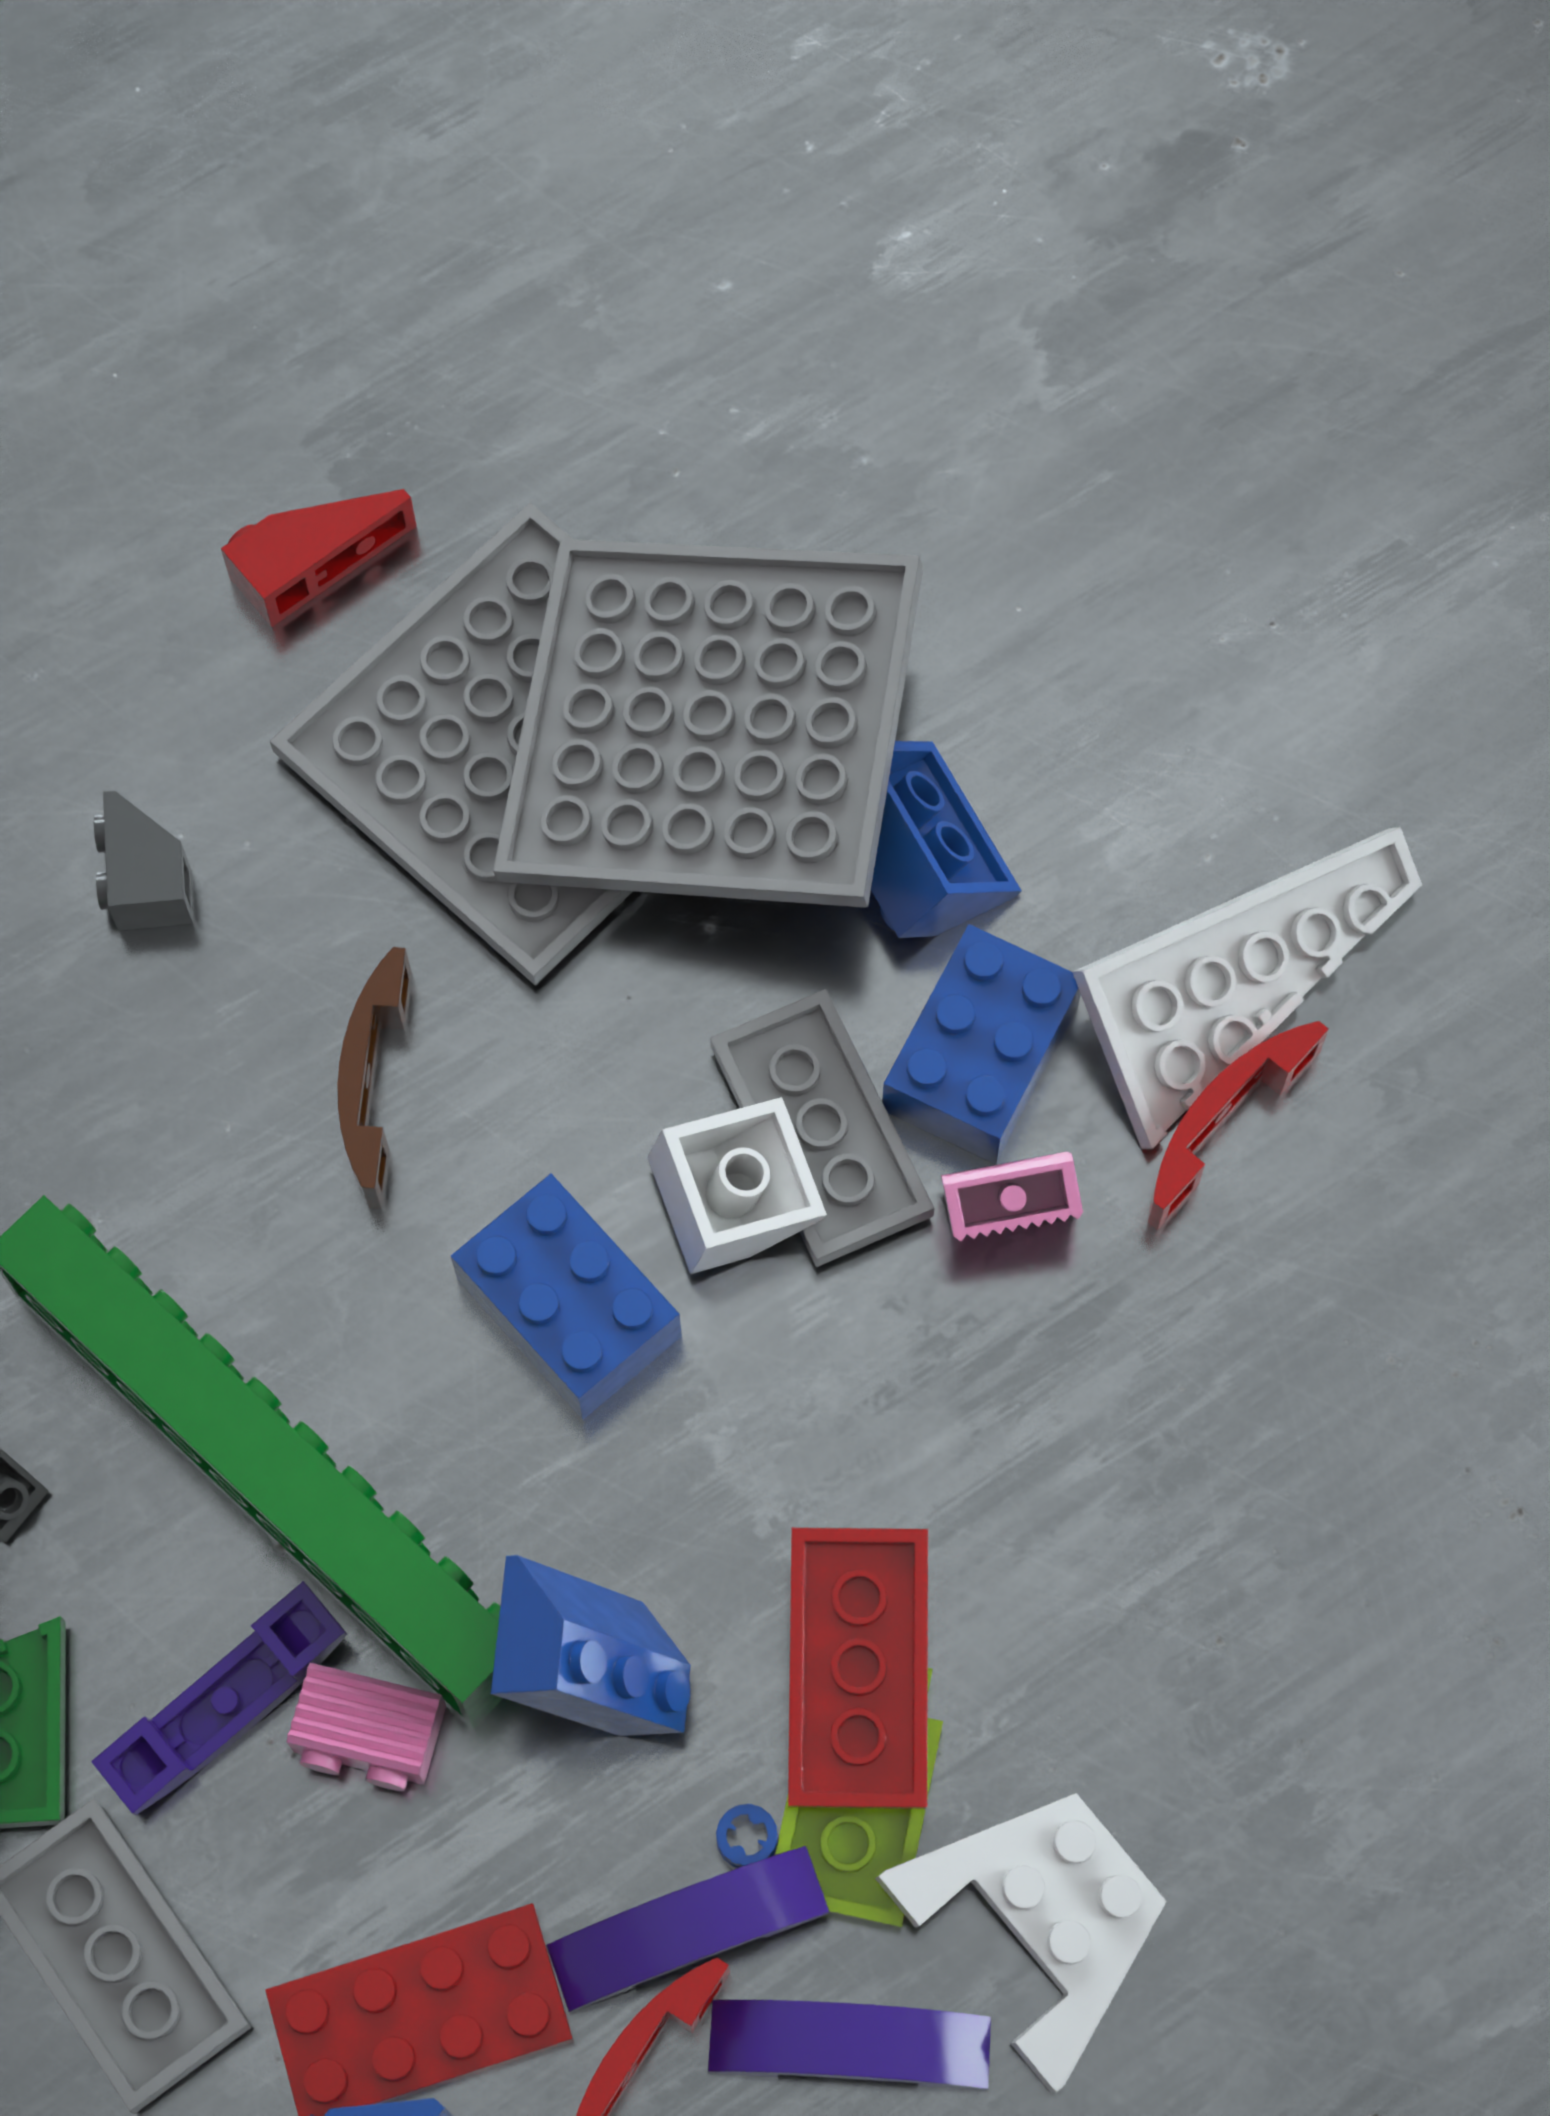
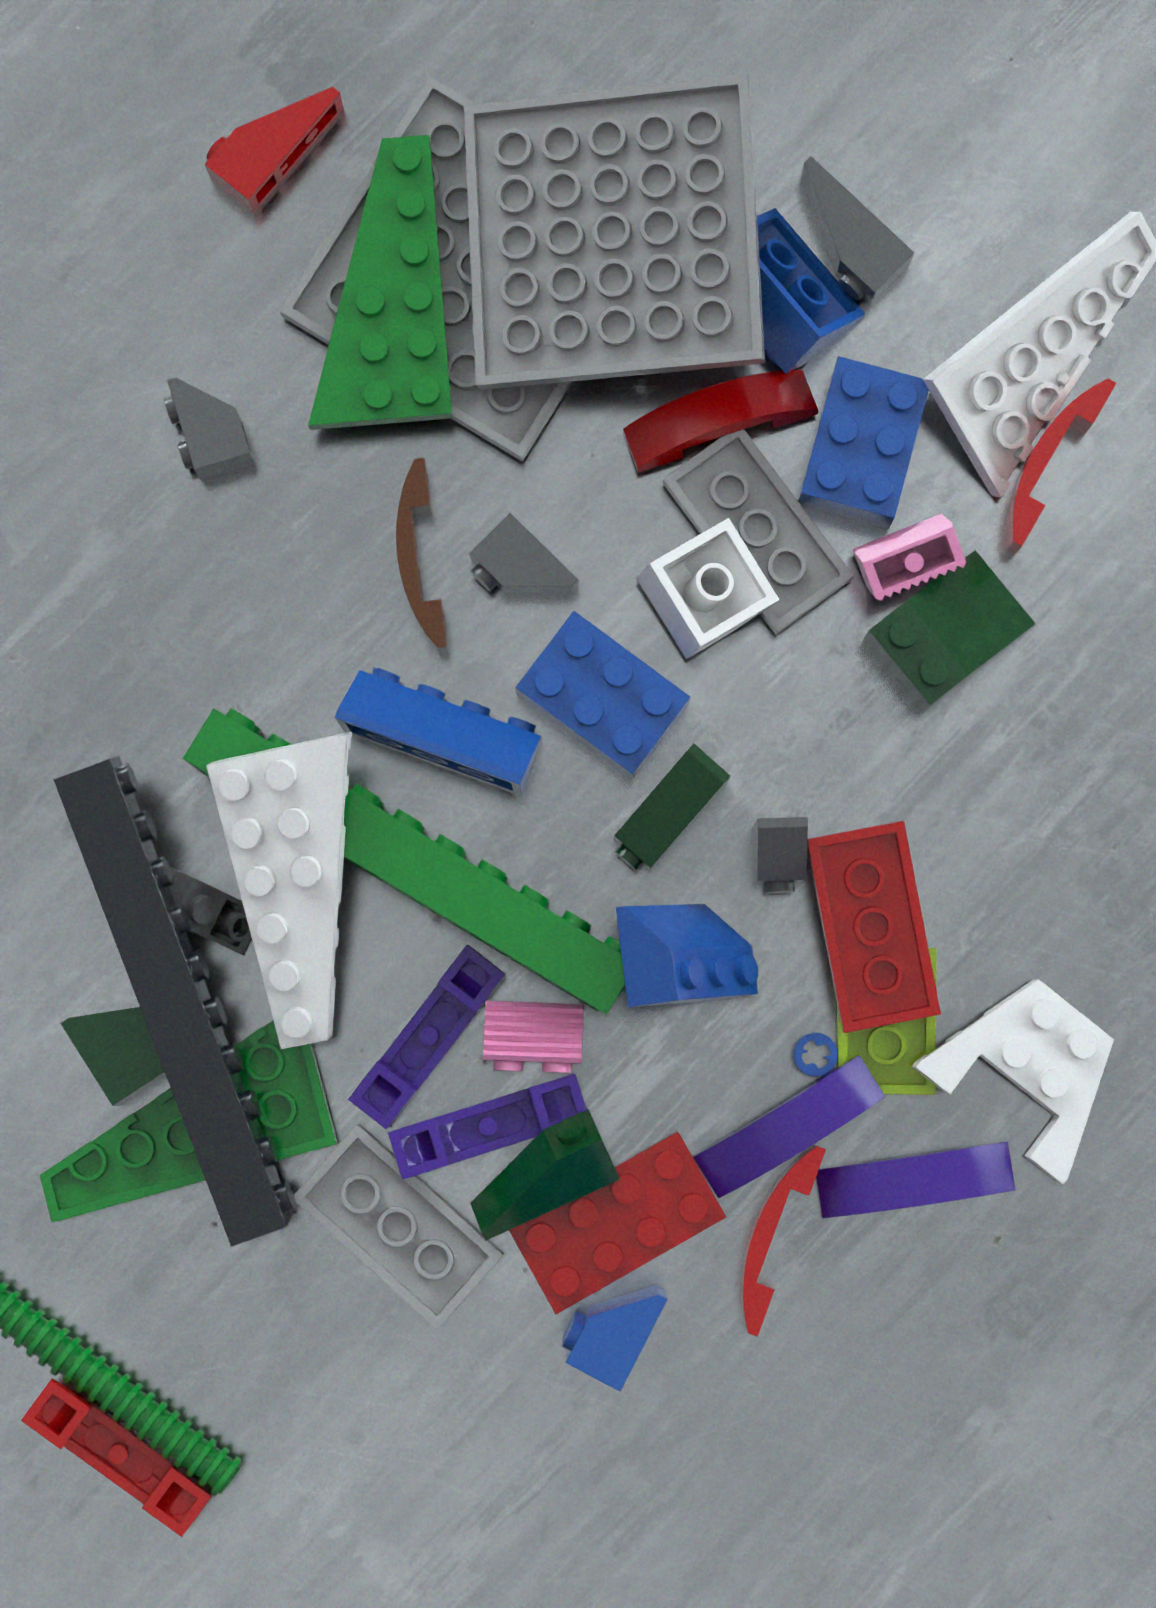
camera: 10 degrees left, 15 degrees up
(87, 1410) = (288, 857): none -> white wing
(272, 1841) = (485, 1126): none -> dark purple slope
(340, 1298) = (440, 731): none -> blue slope
(347, 1918) = (550, 1172): none -> dark green slope
(406, 781) = (390, 323): none -> green wing
(498, 1107) = (519, 563): none -> dark grey slope
(622, 1458) = (670, 809): none -> dark green slope
(755, 1544) = (780, 853): none -> dark grey slope
(802, 968) = (717, 412): none -> red slope
(1031, 805) = (858, 243): none -> dark grey slope
(1045, 1306) = (948, 631): none -> dark green slope

